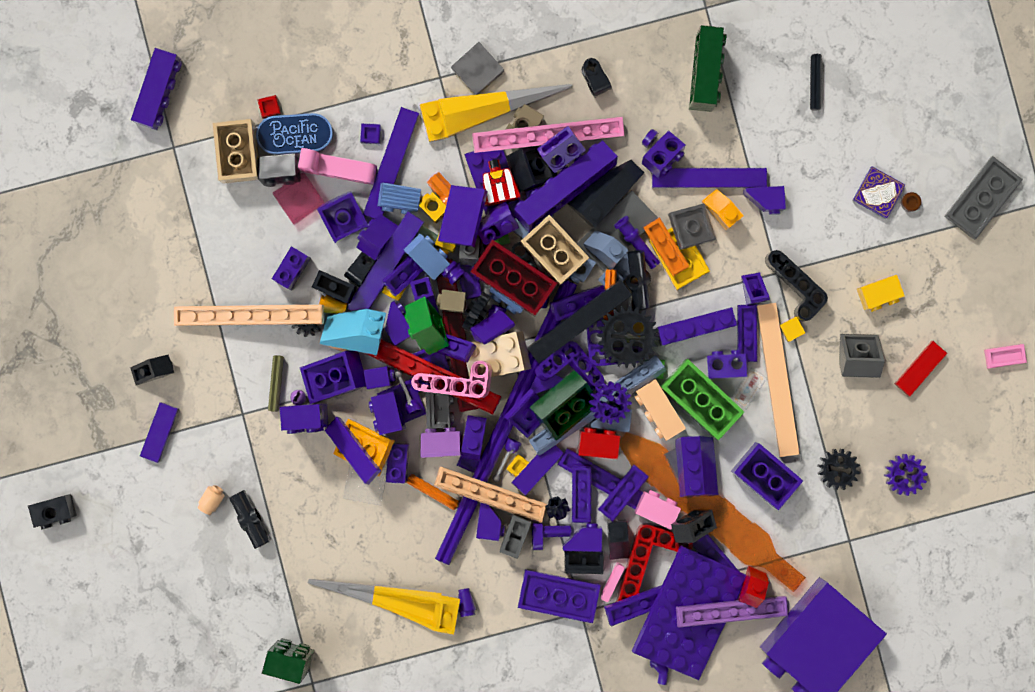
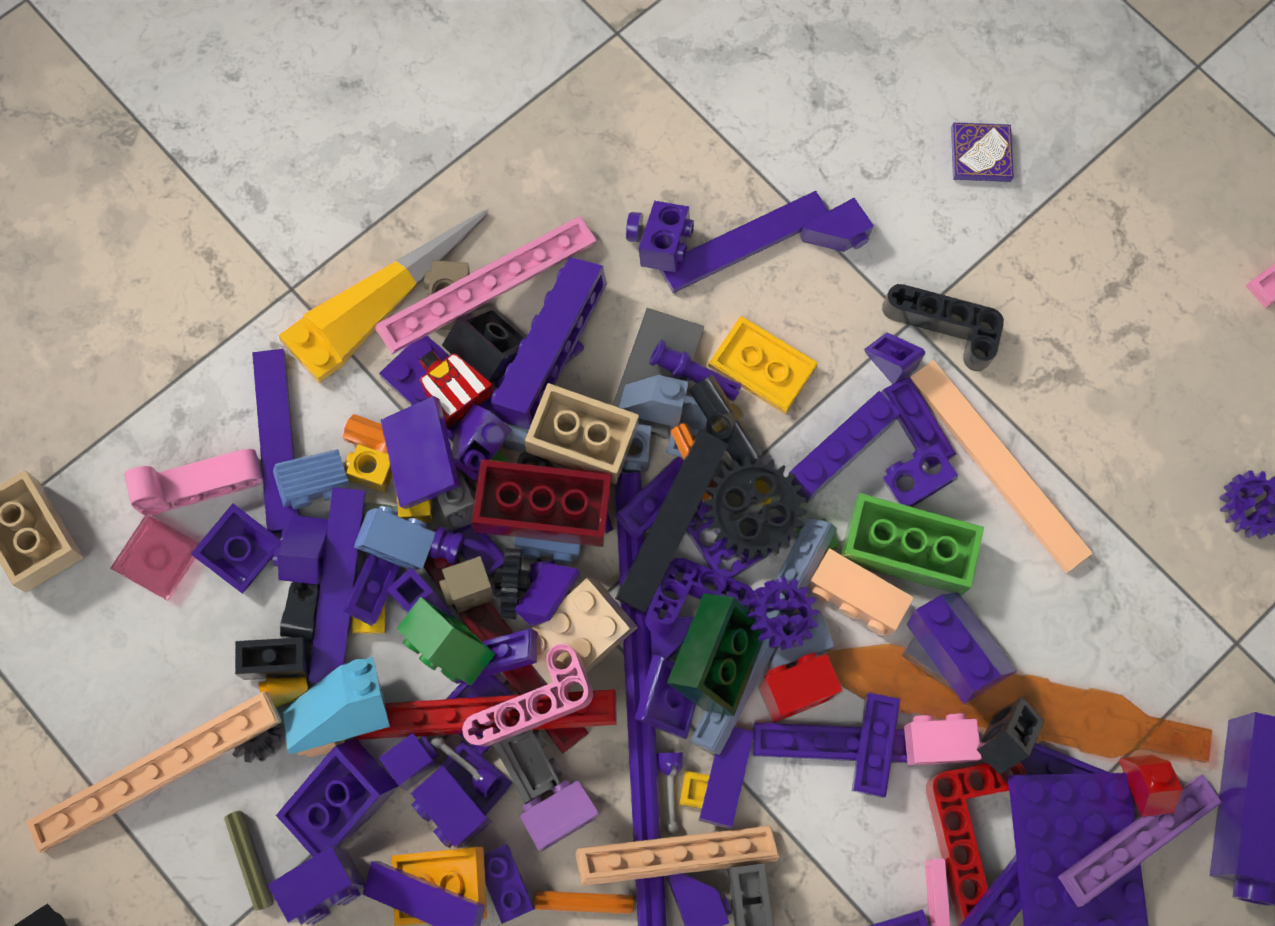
camera: 35 degrees left, 15 degrees down
(269, 106) = (50, 447): red tile -> none
(278, 170) = (104, 527): brick -> none
(291, 268) = (191, 665): dark purple brick -> none
(292, 132) = (96, 470): tile -> none
(302, 398) = (286, 860): medium lavender hinge -> none
(370, 133) = (224, 412): dark purple tile -> none
(396, 324) = (399, 667): dark purple slope -> none
(468, 464) = (615, 821): dark purple tile -> none
(473, 437) = (605, 779): dark purple brick -> none
(477, 68) = (340, 250): flat silver tile -> none
(540, 532) = (783, 875): dark purple piece -> none
(557, 508) = (790, 822): black gear -> none
(559, 146) = (511, 288): dark purple brick -> none
(581, 493) = (815, 780): dark purple tile -> none
(583, 562) = (876, 886): black hinge -> none
(585, 539) = (859, 848): dark purple slope -> none
(596, 80) = (514, 183): black piece -> none
(605, 193) = (611, 330): black wedge -> none
(618, 539) = (908, 821): black slope -> none
(666, 247) = (738, 359): orange tile -> none
(691, 226) = (758, 314): flat silver tile -> none
(706, 68) = (662, 98): dark green brick -> none
(722, 209) = (788, 271): light orange slope -> none
(749, 388) = (967, 495): clear tile -> none
(767, 475) = (1068, 606): dark purple brick -> none
(792, 329) = (977, 385): yellow tile -> none
(815, 81) = (816, 55): black axle -> none
(832, 459) = (1177, 552): black gear -> none
(861, 355) = (1093, 373): dark grey slope -> none
(881, 292) = (1065, 275): yellow brick -> none
(911, 202) = (1031, 144): reddish brown tile -> none
(920, 368) = (1180, 351): red tile -> none
(983, 197) = (1119, 95): dark grey tile -> none

